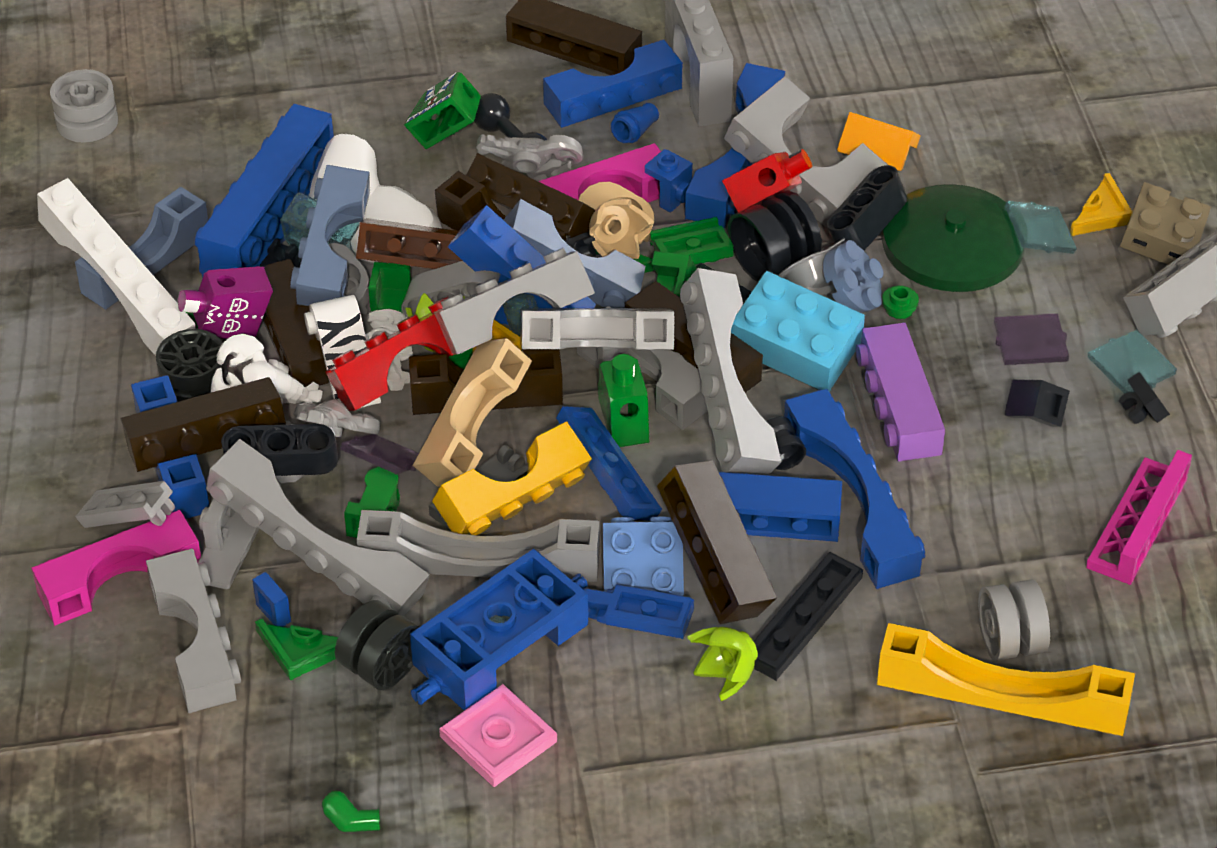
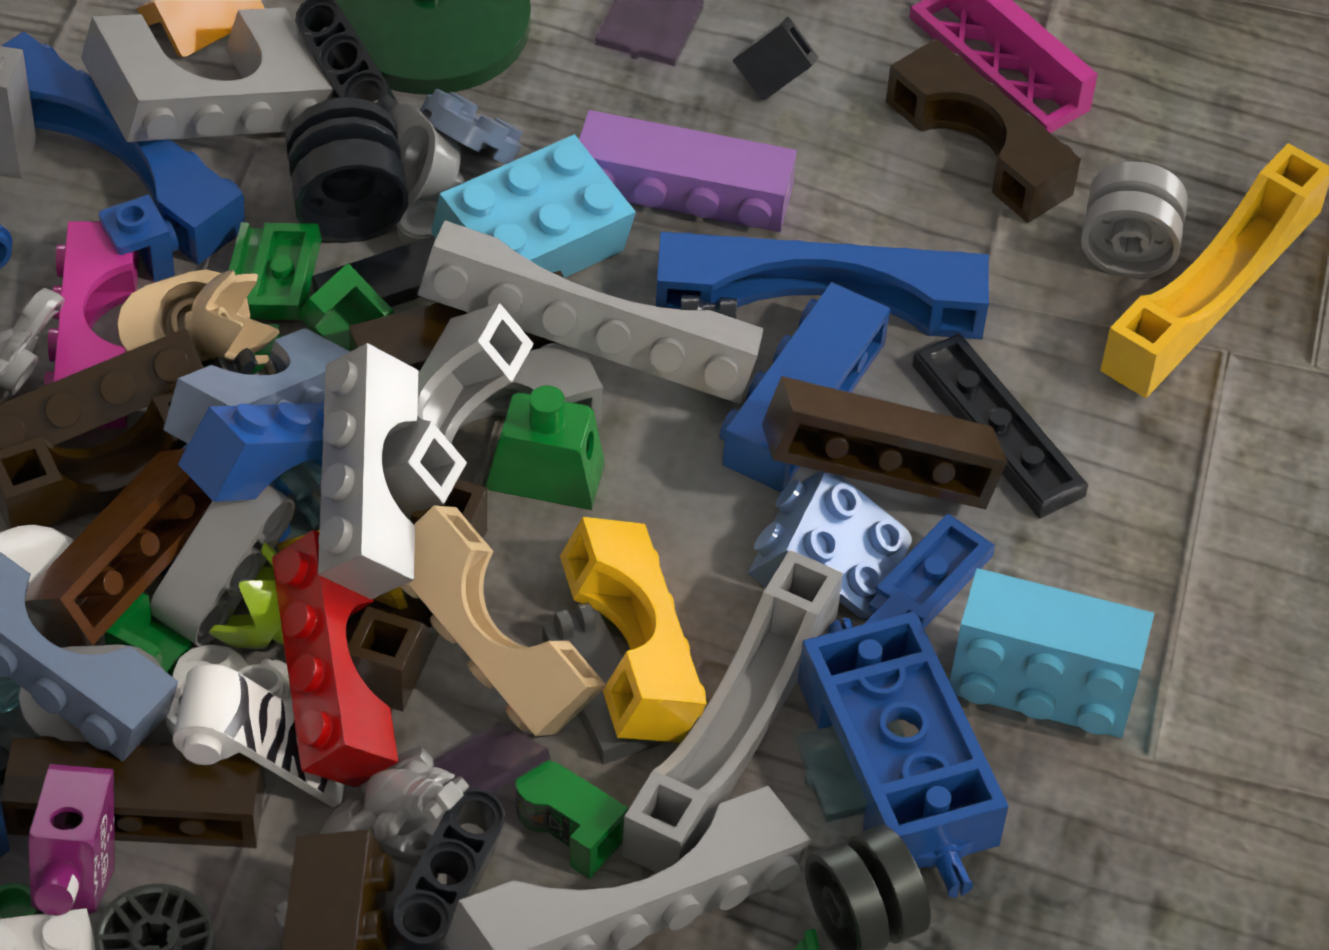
camera: 70 degrees left, 5 degrees up
(247, 348) = (254, 864): white animal -> none
(498, 735) = (1060, 825): bright pink tile -> none
(604, 677) = (1050, 653): none -> medium azure brick
(611, 465) = (668, 517): blue plate -> none
(728, 656) = (1065, 514): lime piece -> none
(758, 180) = (262, 124): red torso -> none
(900, 301) = (516, 107): green plate -> none
(1068, 493) = (943, 92): none -> dark brown arch

